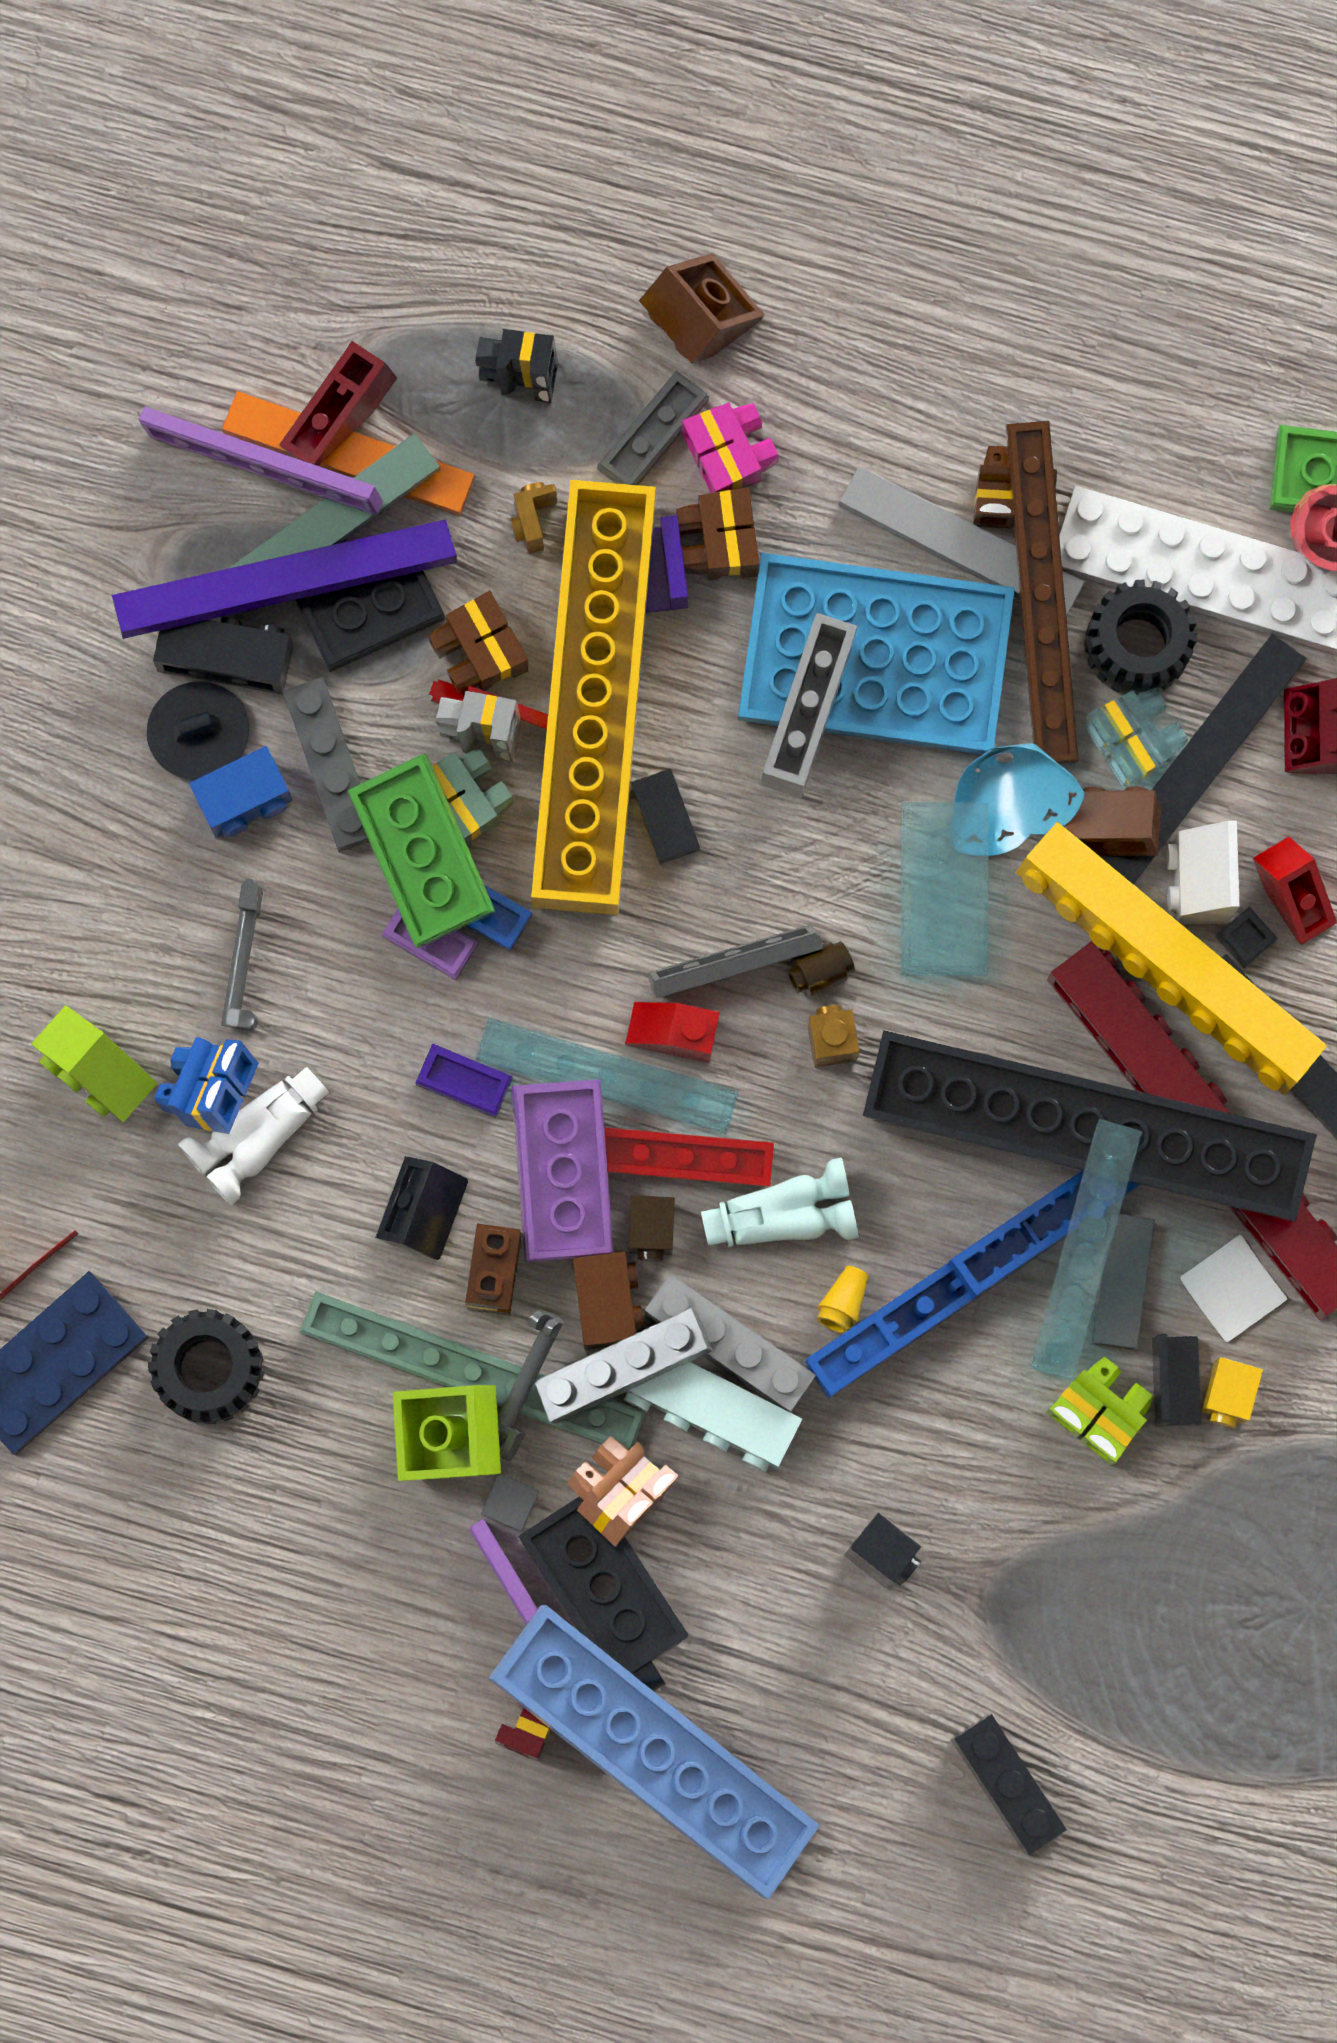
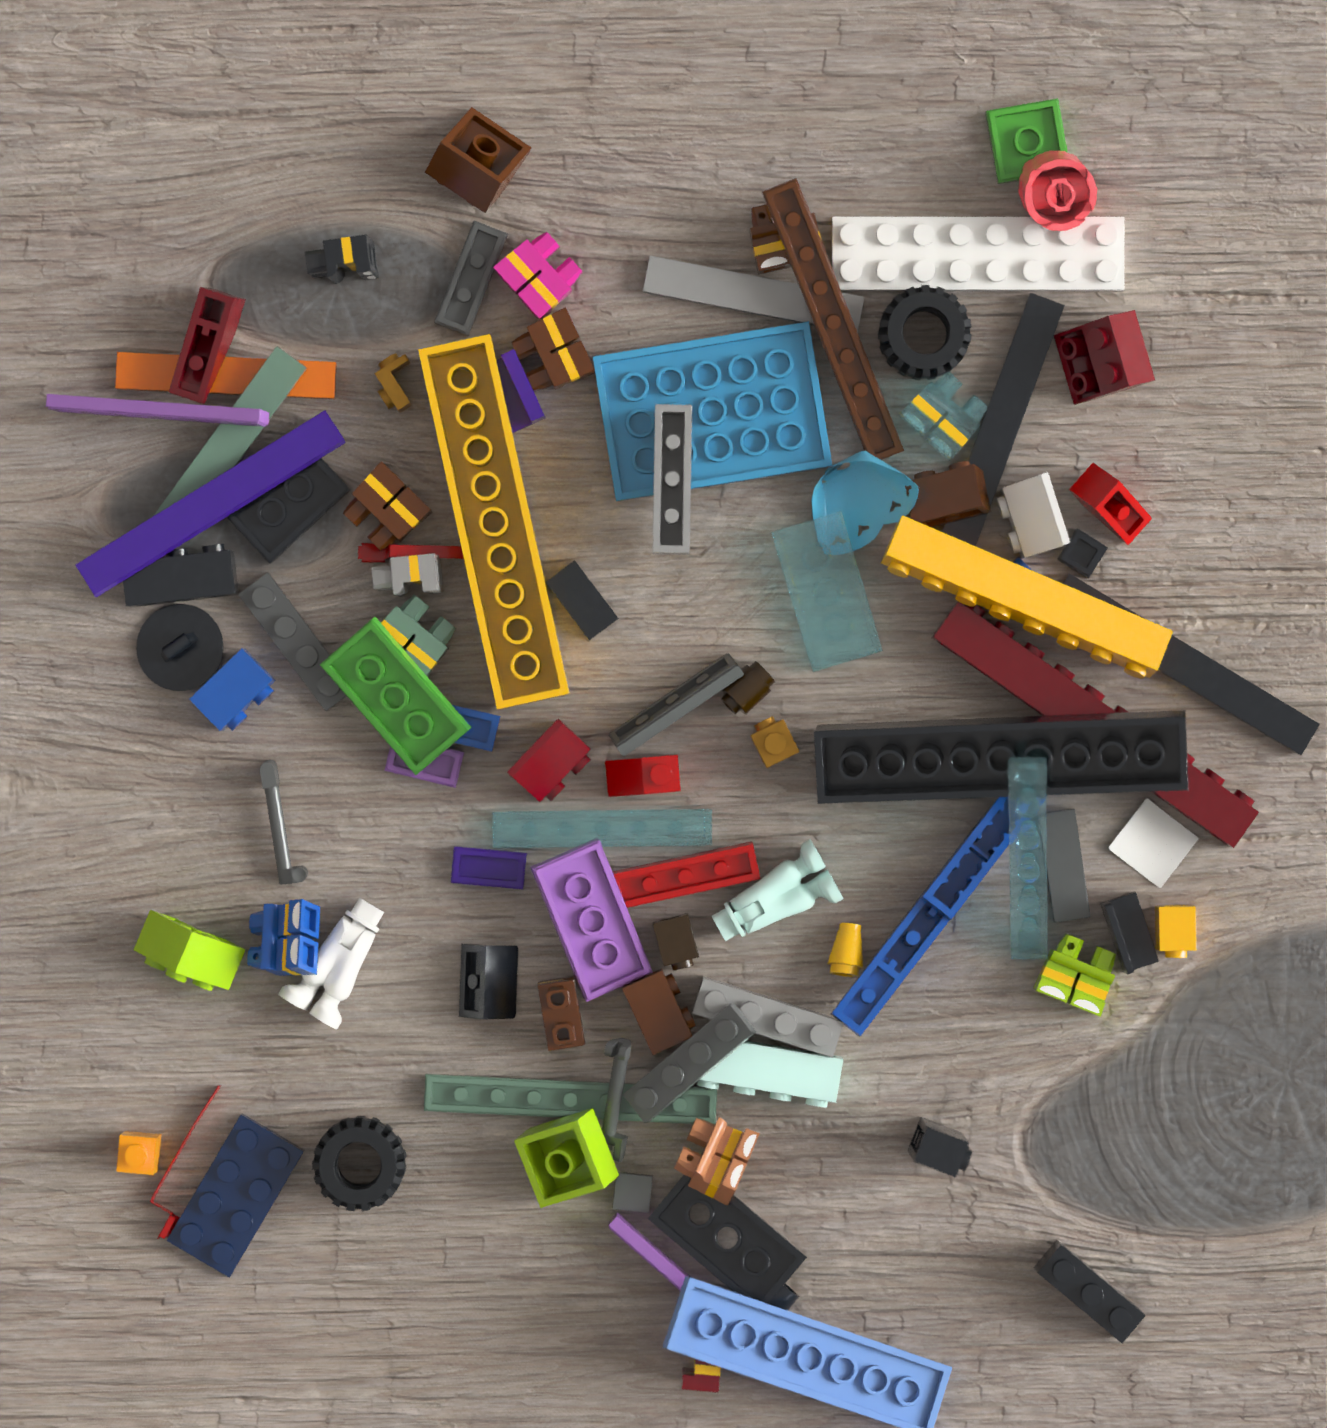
camera: 15 degrees left, 10 degrees up
(572, 977) = (550, 761): none -> dark red slope

